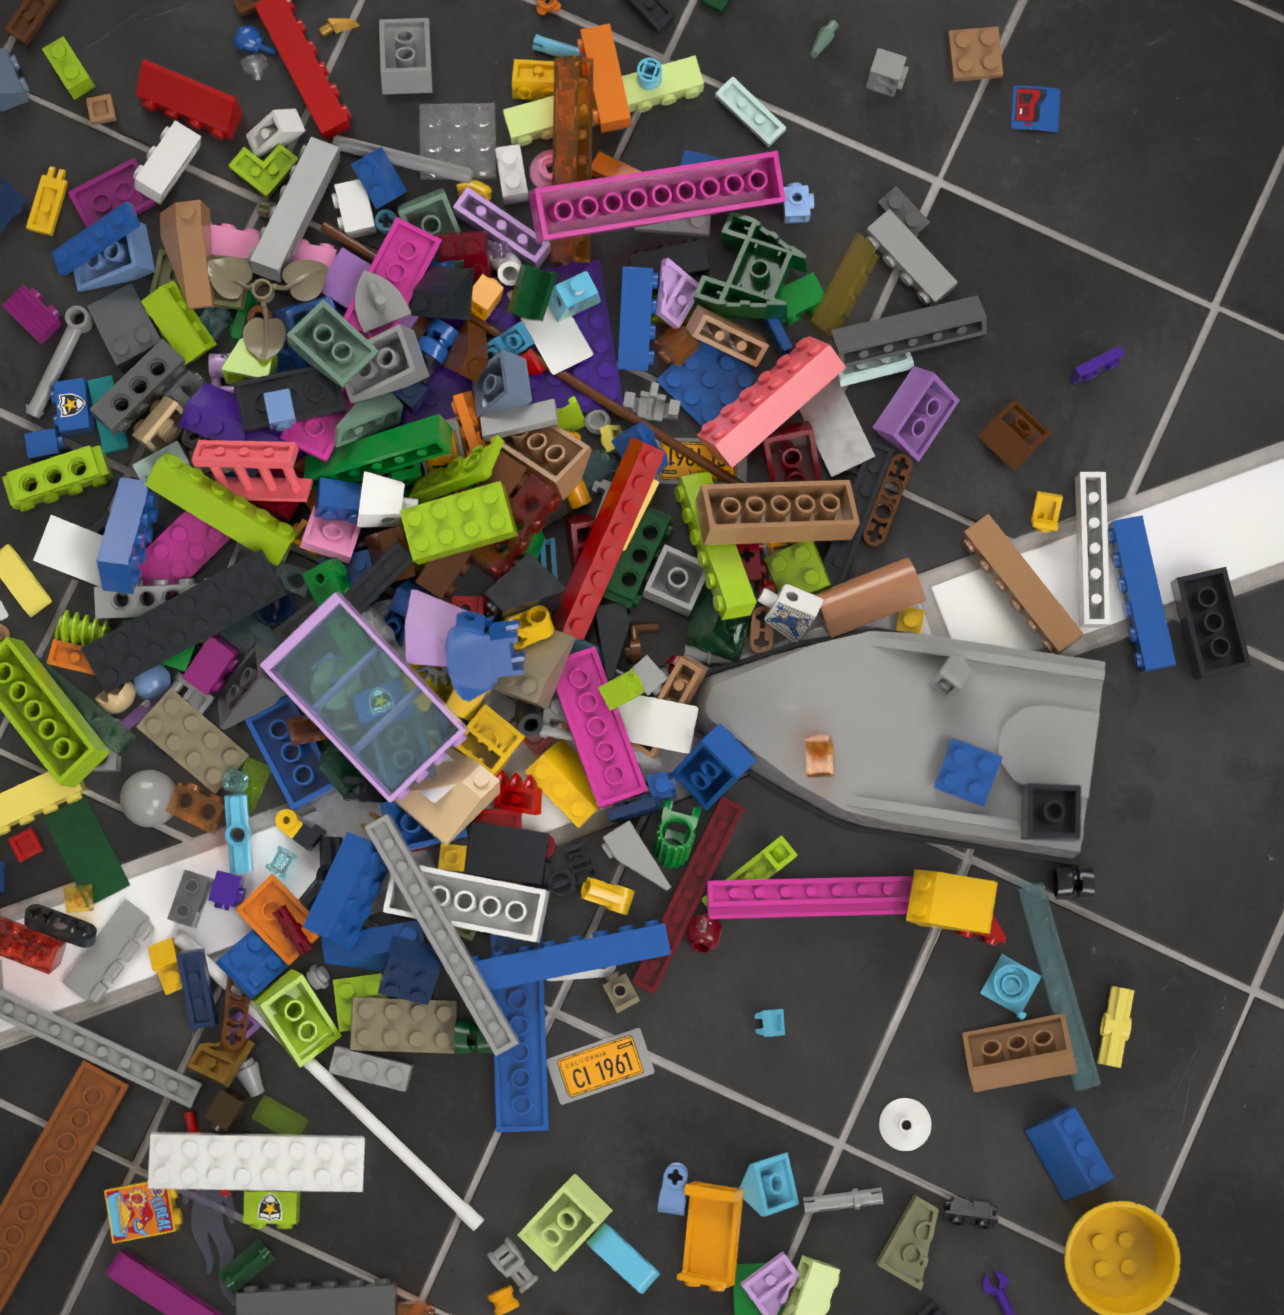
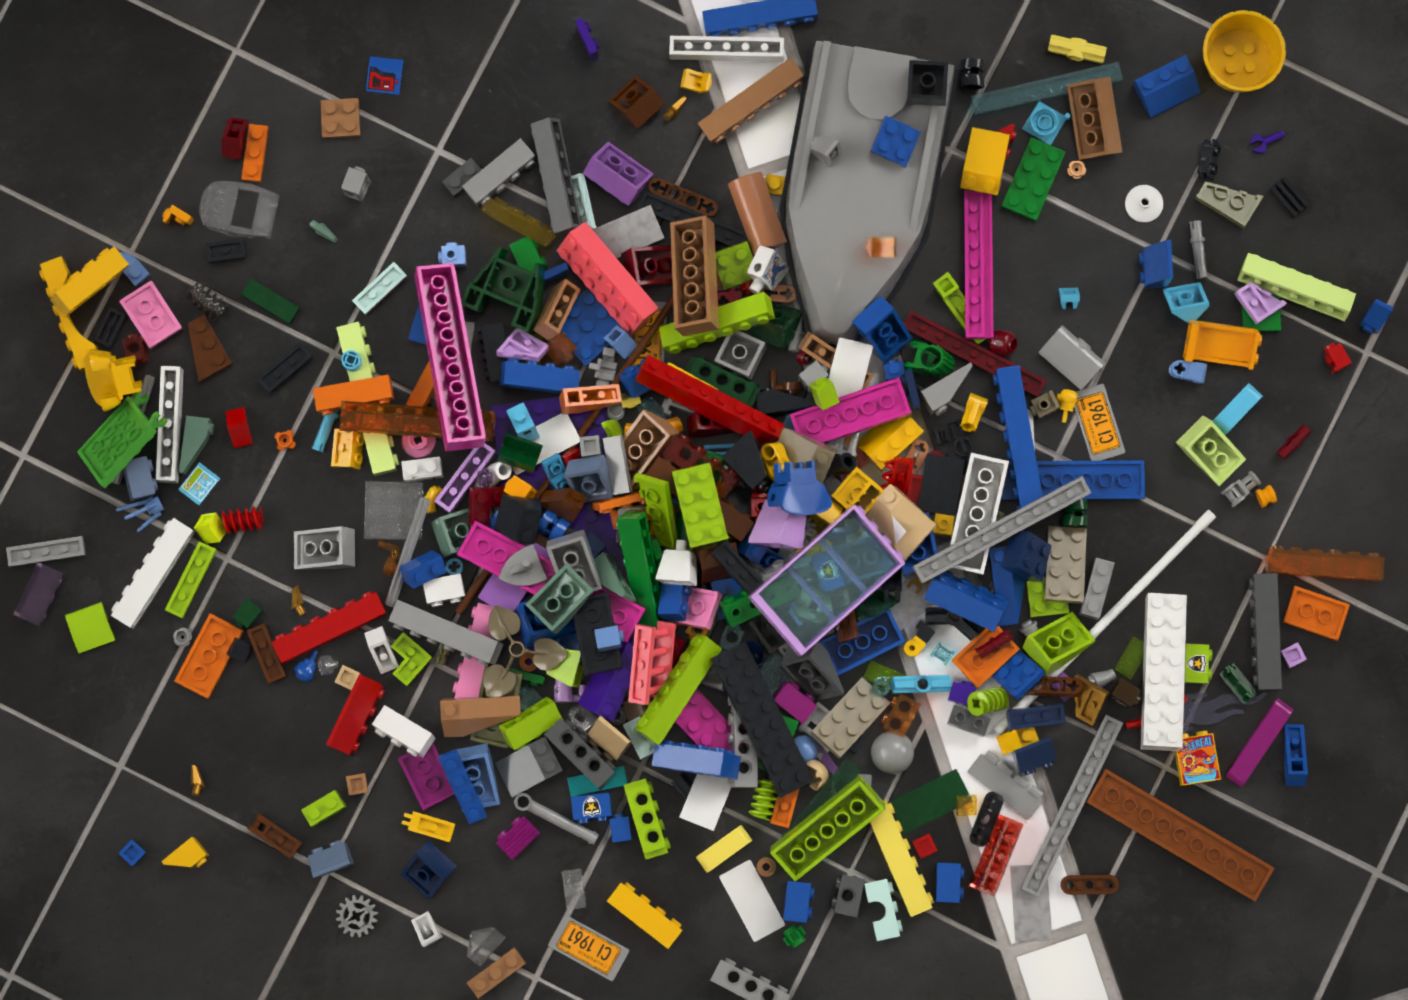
camera: 80 degrees left, 0 degrees up
(143, 988) = (1034, 755): none -> dark blue slope
(214, 922) = (987, 701): none -> lime piece
(241, 89) = (347, 677): none -> tan plate
(390, 140) = (391, 564): none -> clear orange plate
(543, 385) = (590, 446): none -> light grey brick
(546, 827) = (919, 460): none -> nougat beam
(609, 383) = (589, 398): none -> orange slope
(628, 1023) = (1067, 401): none -> yellow piece
(687, 1028) = (1072, 357): none -> light grey panel
(688, 423) = (620, 341): none -> medium blue brick
(816, 1141) = (1156, 265): none -> blue slope
(932, 971) = (1033, 179): none -> green plate
(944, 1023) = (1081, 169): none -> light nougat plate
(1006, 485) = (674, 109): none -> pearl gold bar

